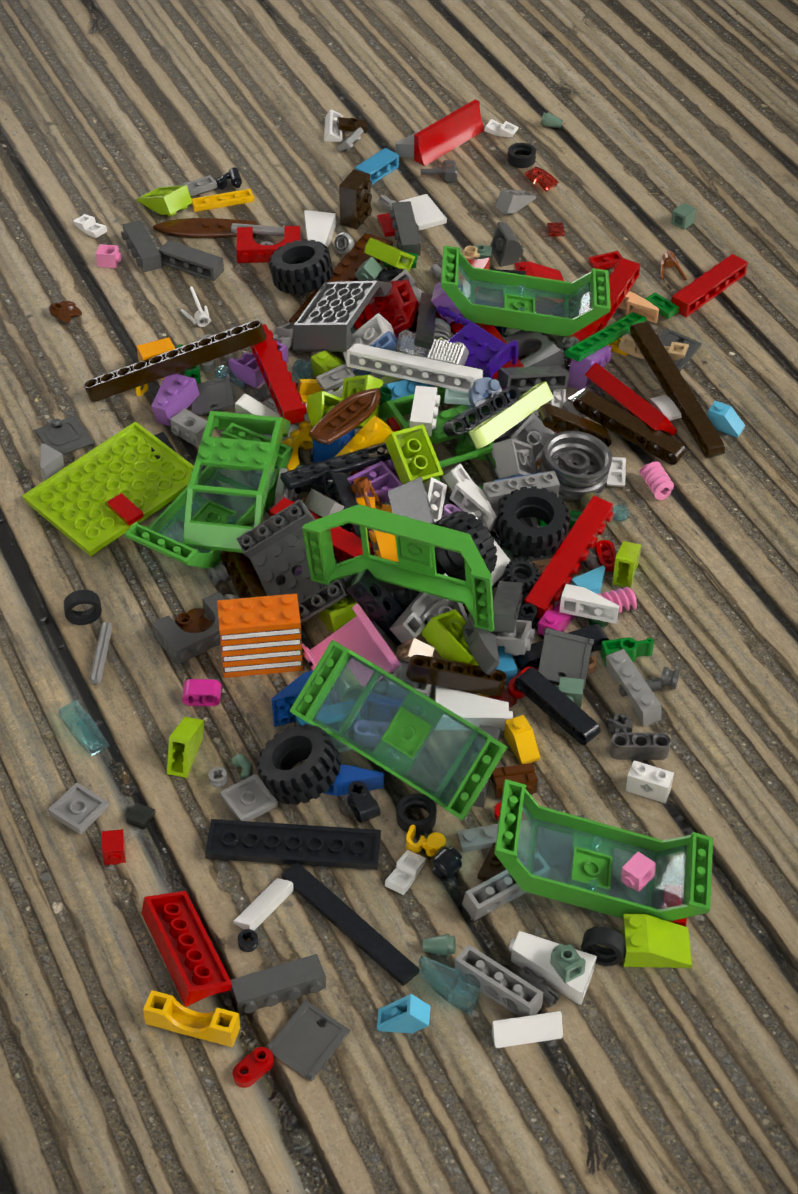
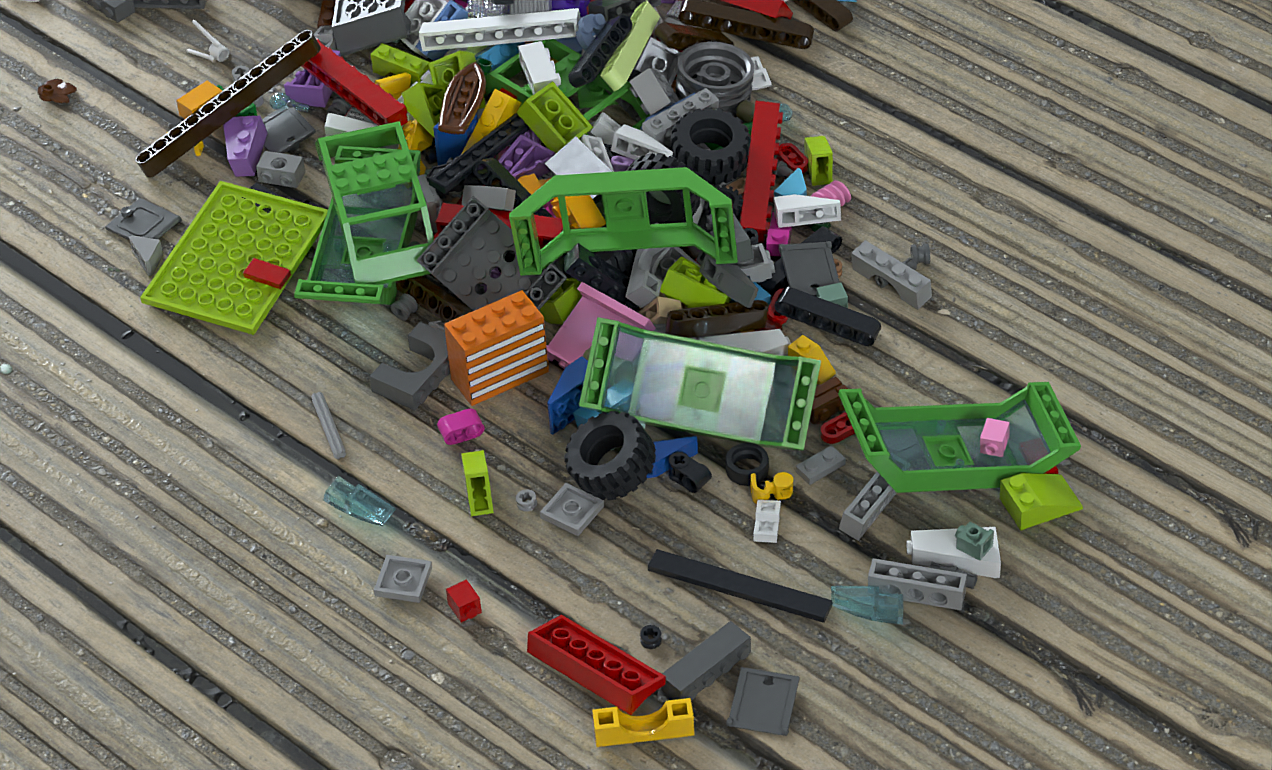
camera: 20 degrees left, 0 degrees up
(82, 597) = (278, 377): black tyre -> none
(108, 256) = (69, 16): bright pink brick -> none
(140, 815) = (470, 563): pearl dark grey tile -> none
(193, 621) = (407, 361): reddish brown plate -> none
(242, 761) = (550, 481): sand green arm -> none
(255, 1067) = (725, 742): red plate -> none
(264, 904) = (646, 599): white slope -> none
(293, 844) = (642, 534): black plate -> none
(302, 369) = (367, 68): clear light blue gear -> none
(334, 377) = (414, 67): light grey plate -> none
(362, 486) = (520, 166): dark orange plant -> none
(404, 1015) = (843, 646): medium azure slope -> none
(440, 945) = (840, 572): sand green cone -> none
(446, 862) = (803, 497): black head -> none
(456, 397) = (562, 45): light aqua tile -> none
(491, 866) = (848, 481): dark brown plate -> none
(527, 1029) = (964, 615): white slope -> none
(607, 937) = (994, 505): black tyre -> none
(620, 723) = (898, 315): dark grey gear -> none
(630, 645) = (874, 236): green piece -> none
(640, 746) = (927, 327): flat silver beam -> none
(649, 781) = (955, 356): white brick -> none
(657, 480) = (802, 68): bright pink piece -> none

